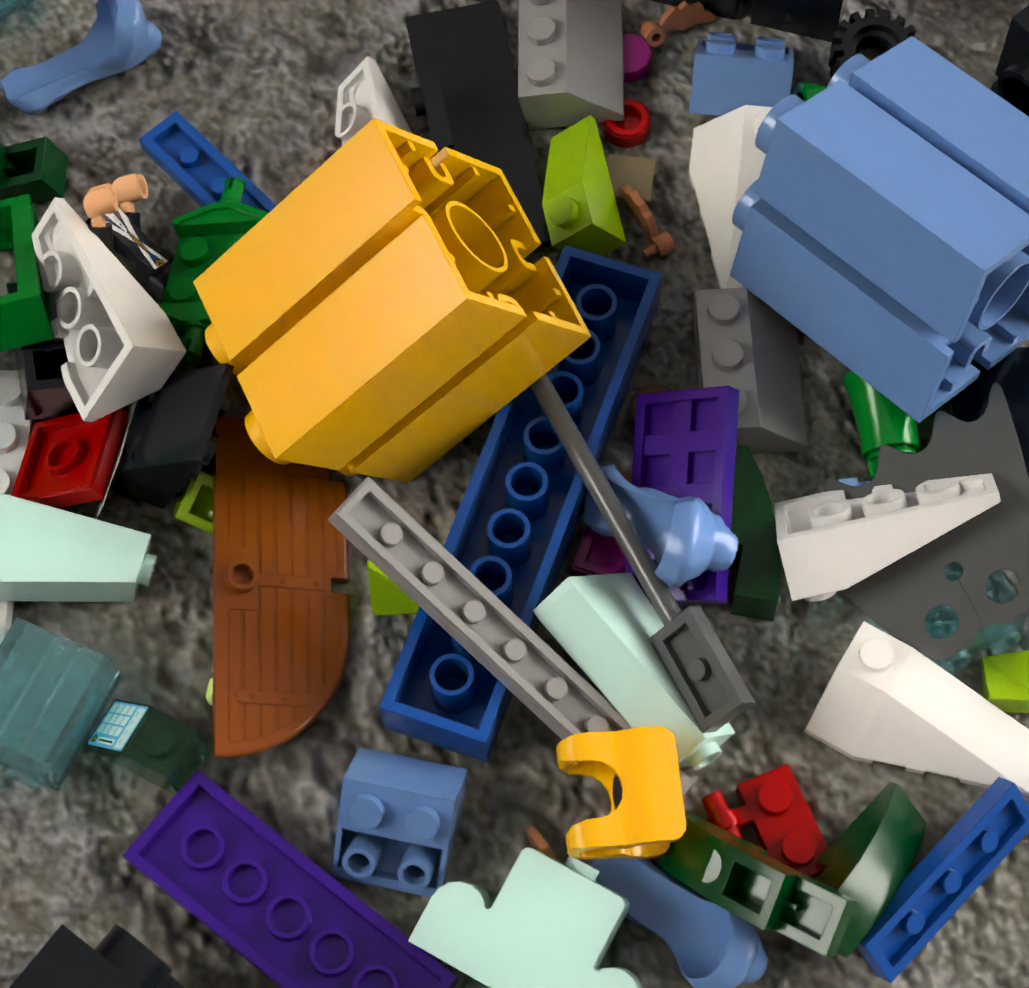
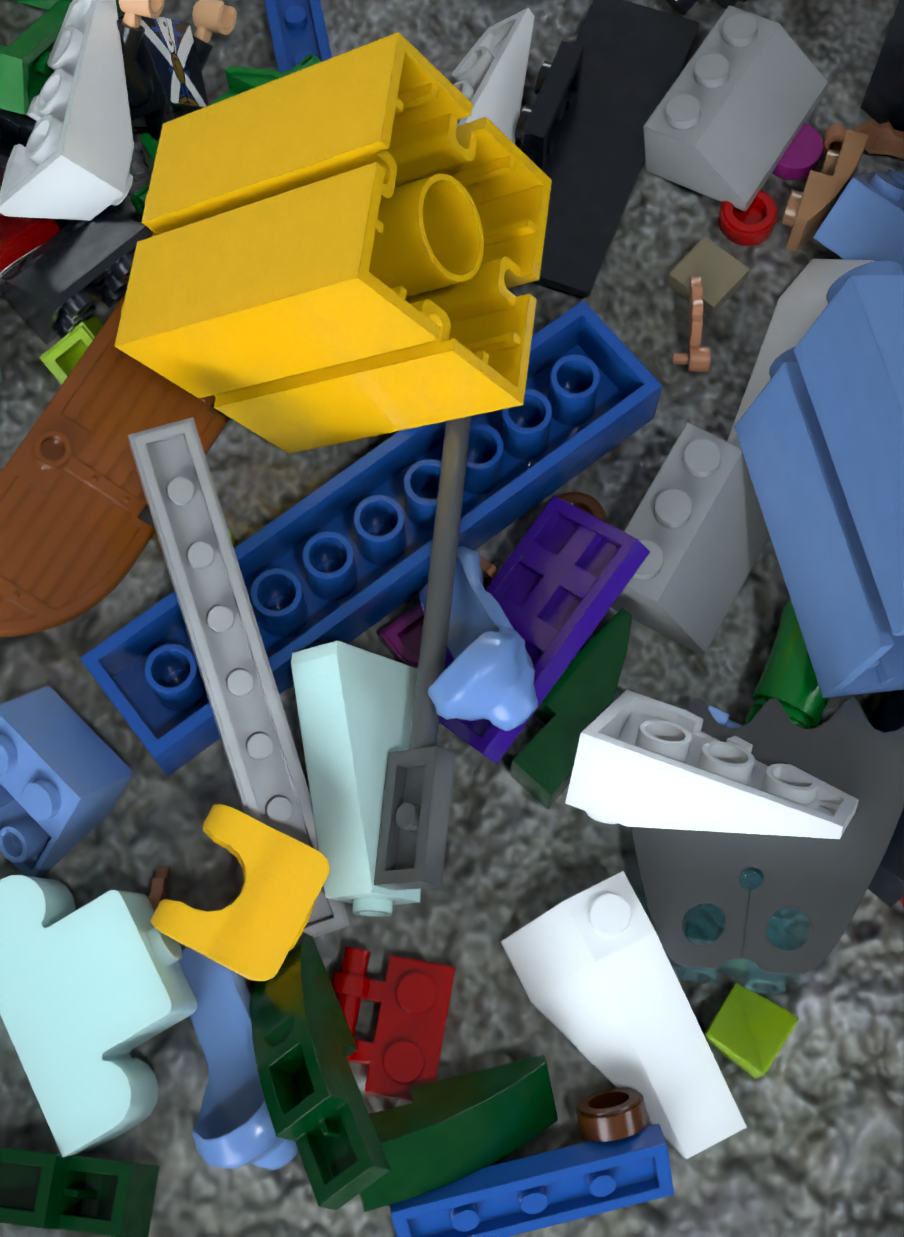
camera: 30 degrees right, 5 degrees up
(579, 192) = (643, 261): lime slope -> none
(668, 93) = (809, 209): none -> medium nougat slope
(962, 792) = (611, 1114): none -> reddish brown tile

